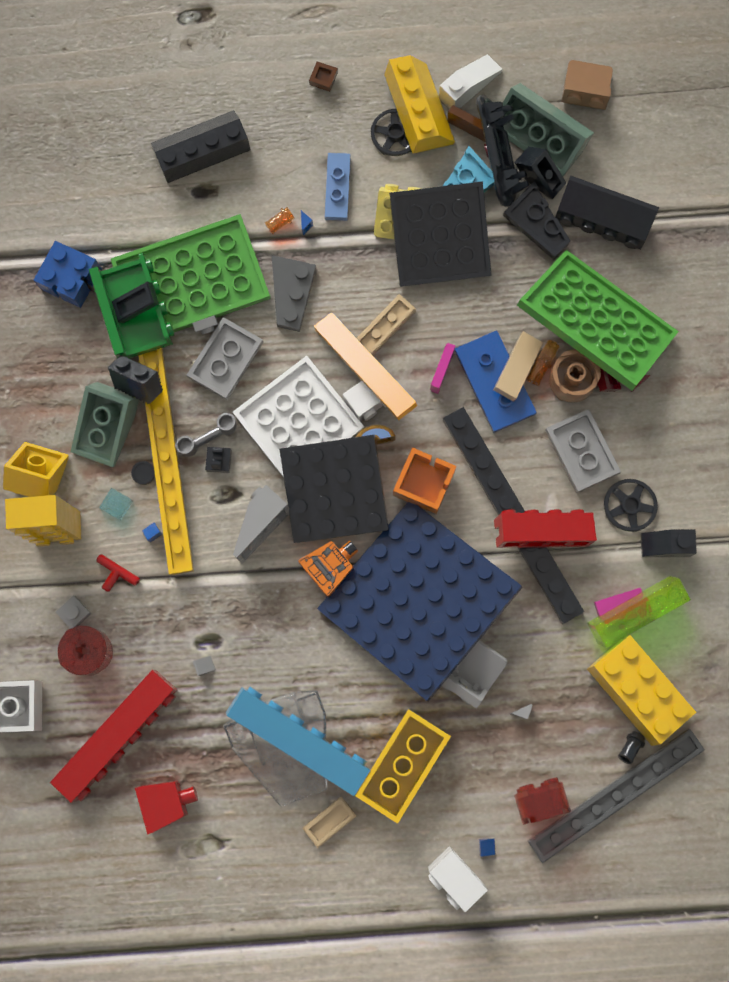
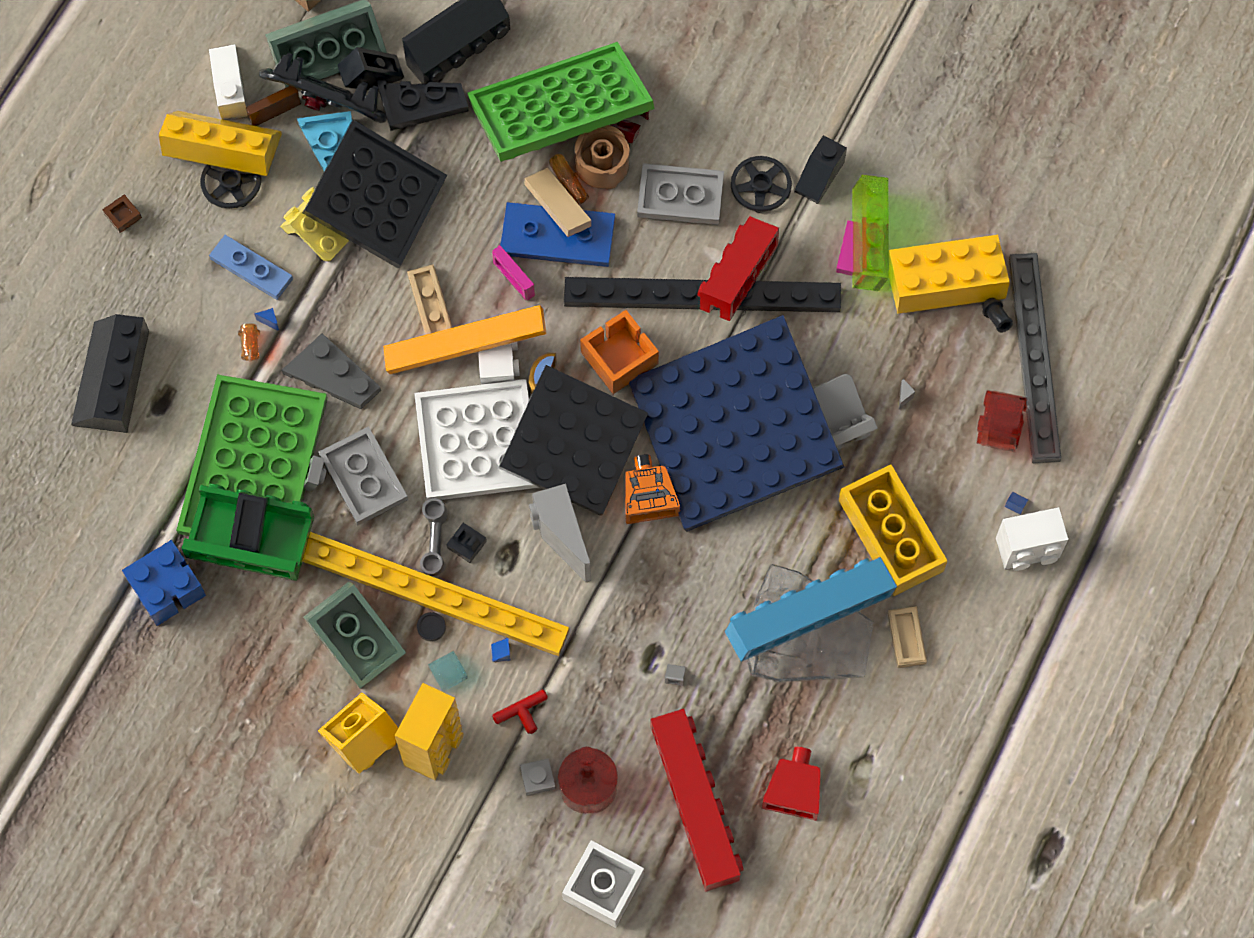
camera: 65 degrees left, 10 degrees down
(135, 379) = (332, 568): black brick -> none

